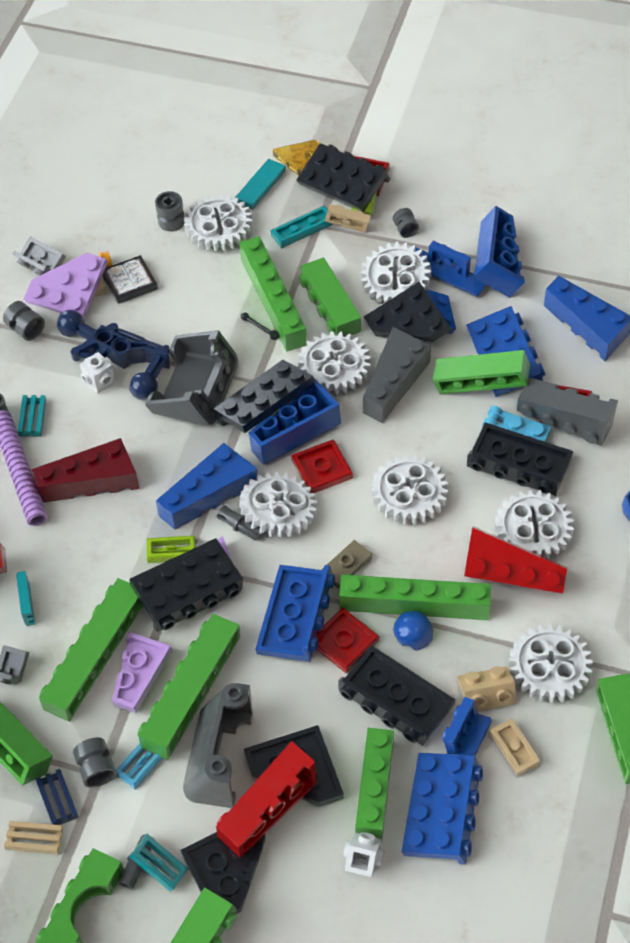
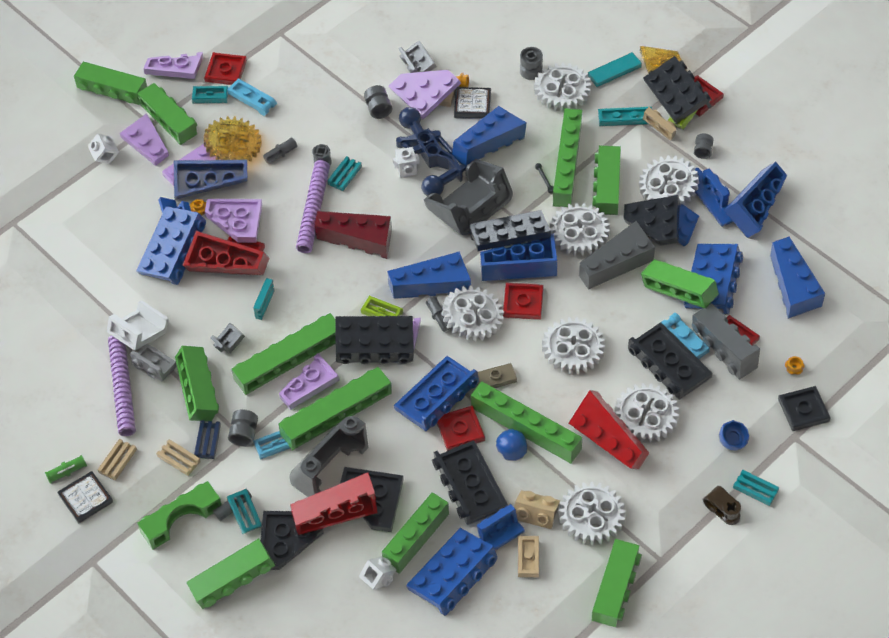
camera: 30 degrees right, 0 degrees up
(174, 302) = (488, 135): none -> blue wedge

